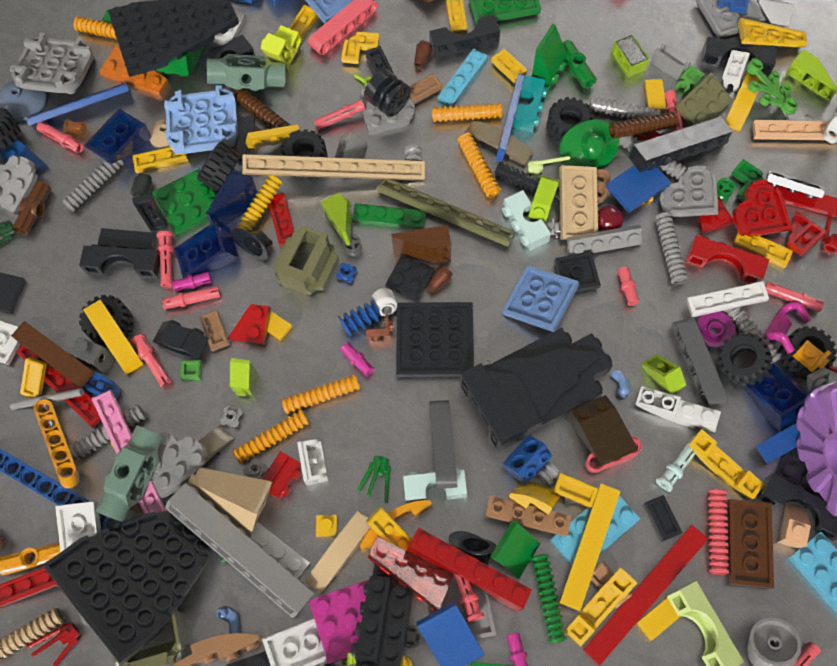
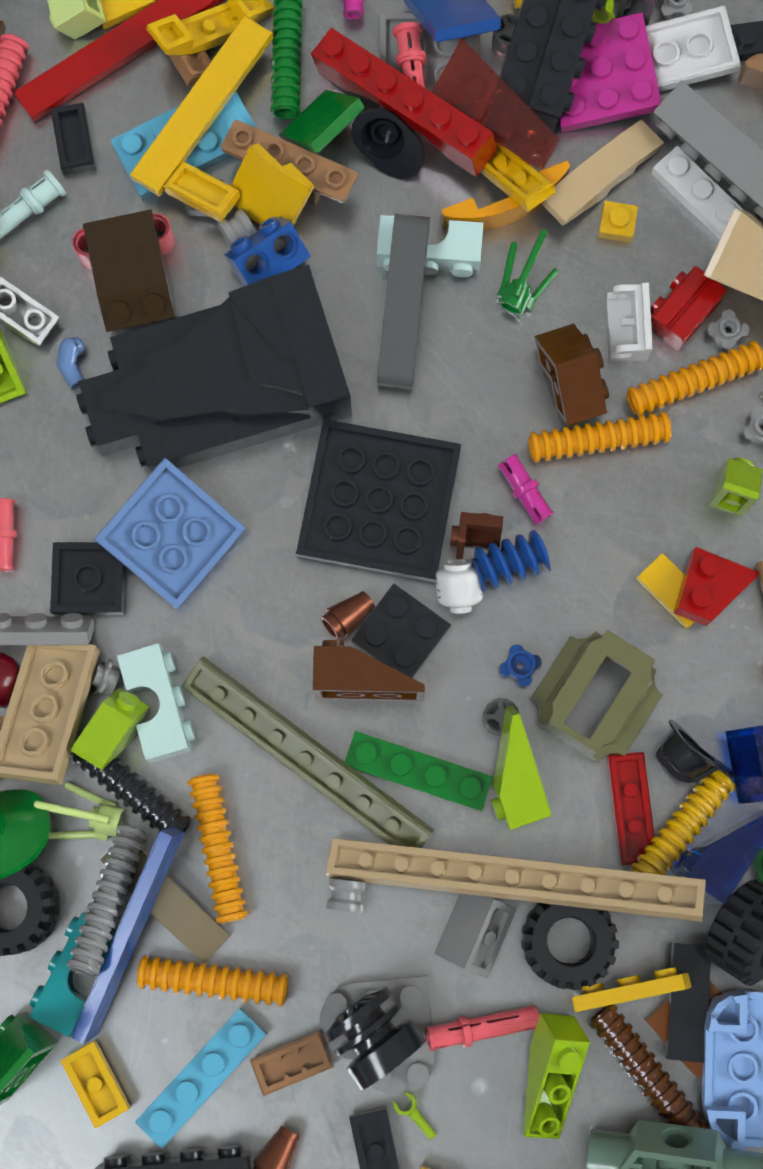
camera: 170 degrees left, 10 degrees up
(304, 103) = (553, 1073): none -> lime slope
(340, 420) = (573, 372): none -> reddish brown brick
(523, 126) = (107, 900): none -> light grey piece

